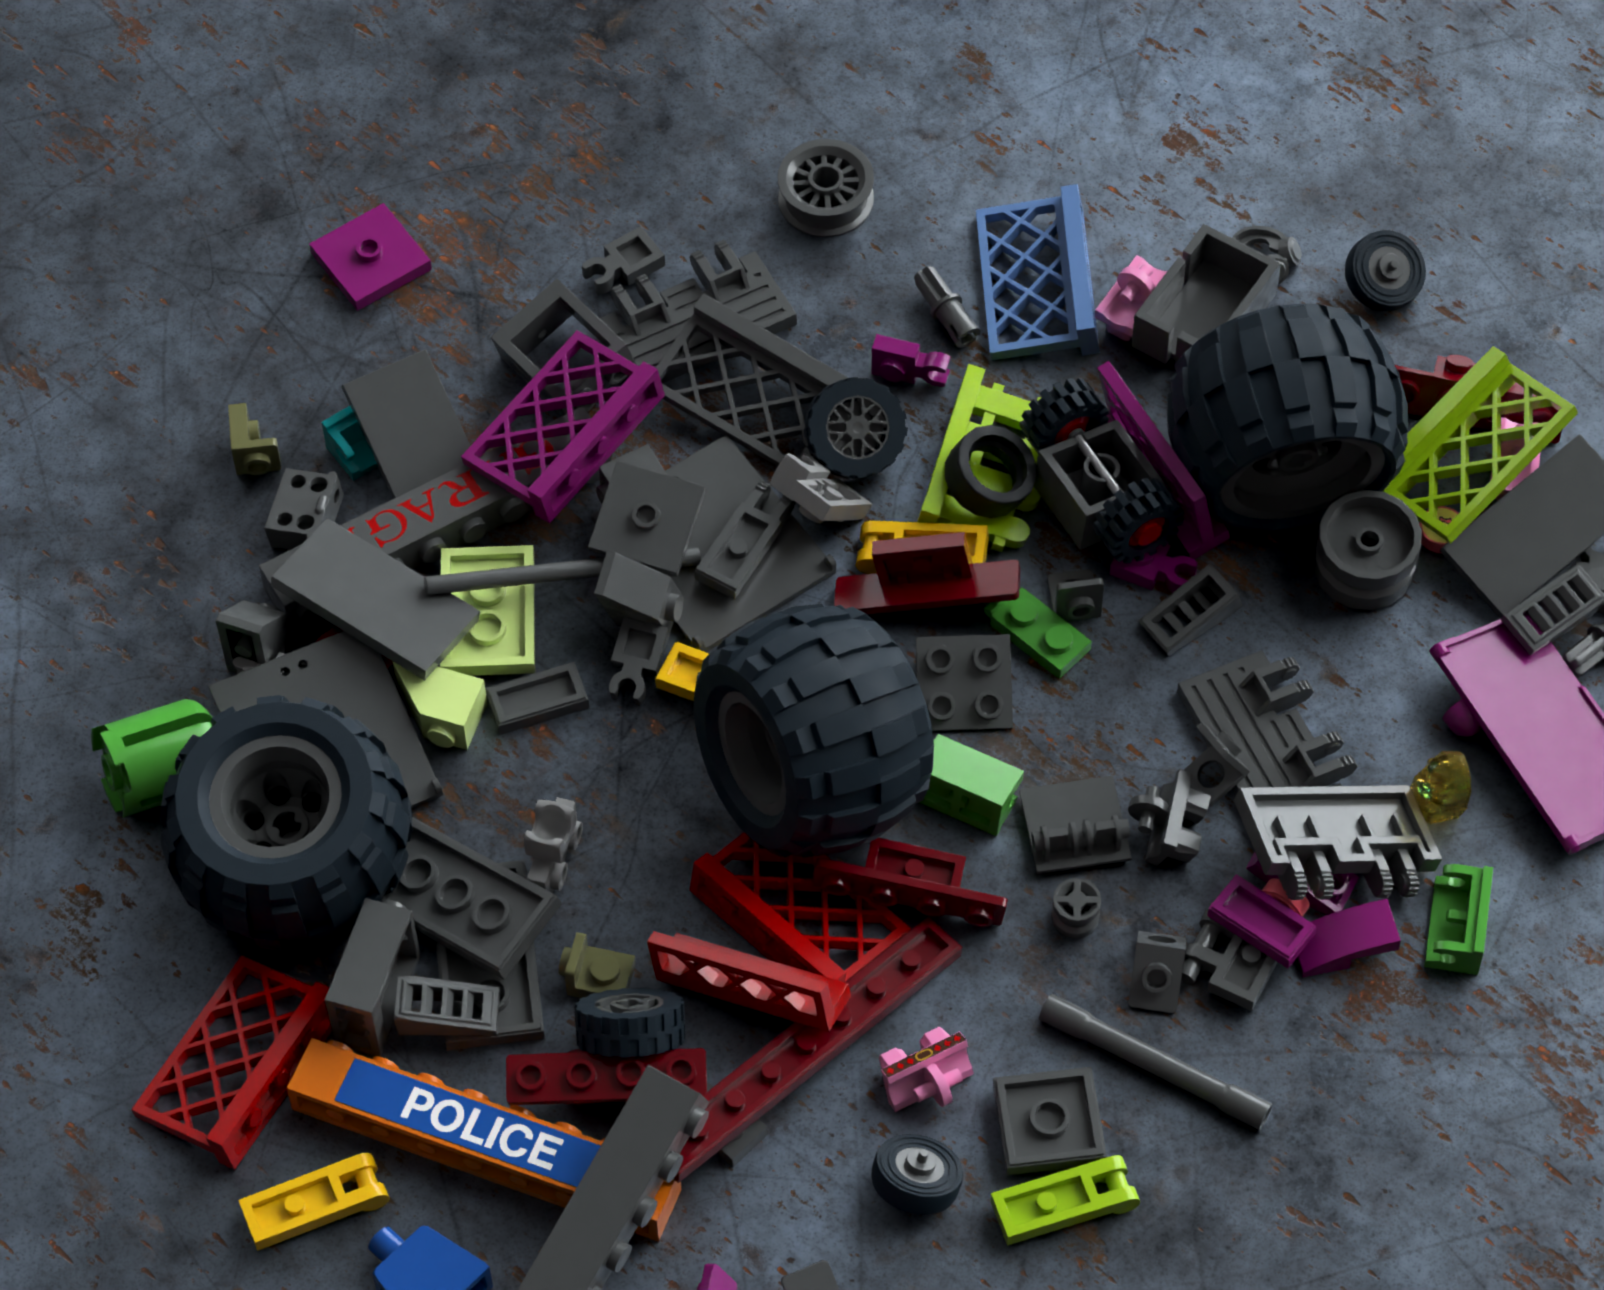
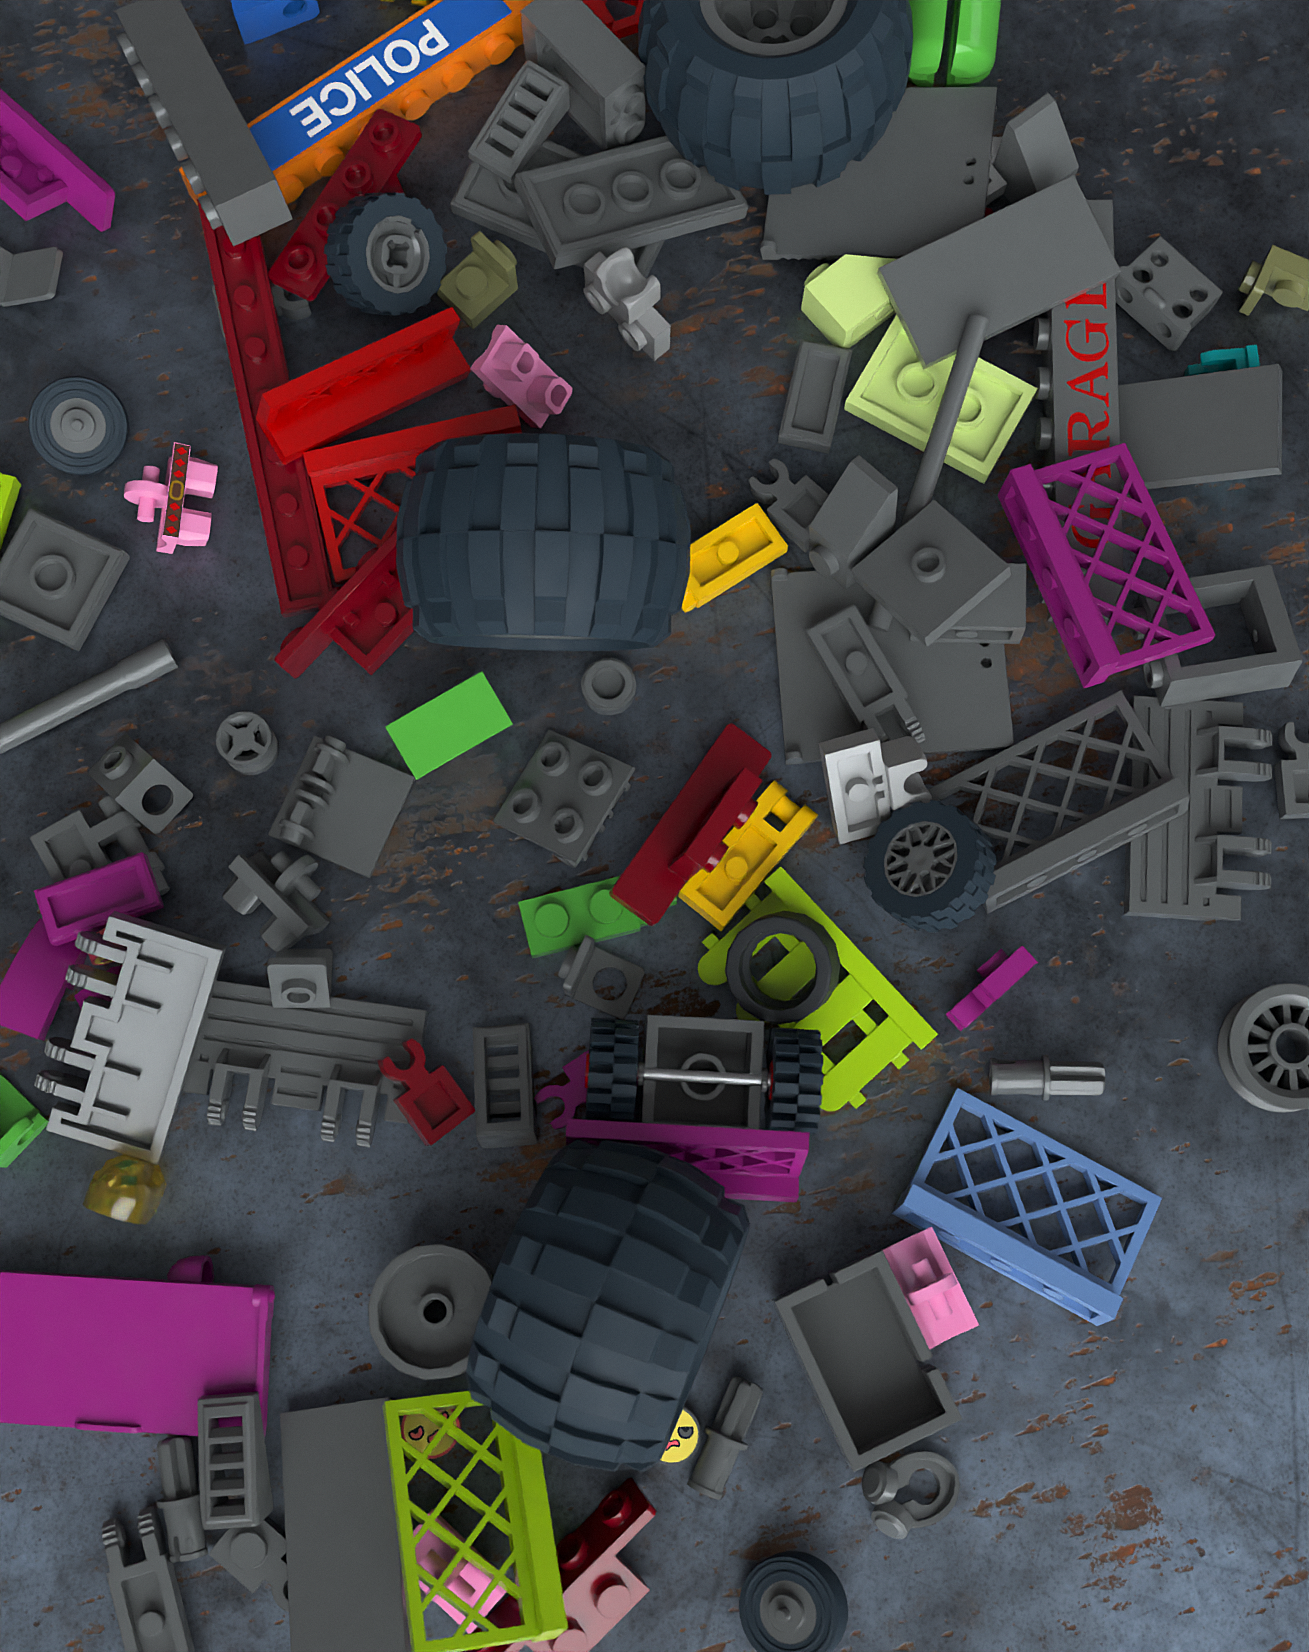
camera: 120 degrees right, 20 degrees up
(665, 883) = (521, 378): none -> bright pink hips
(1234, 642) = (431, 1099): none -> dark red plate

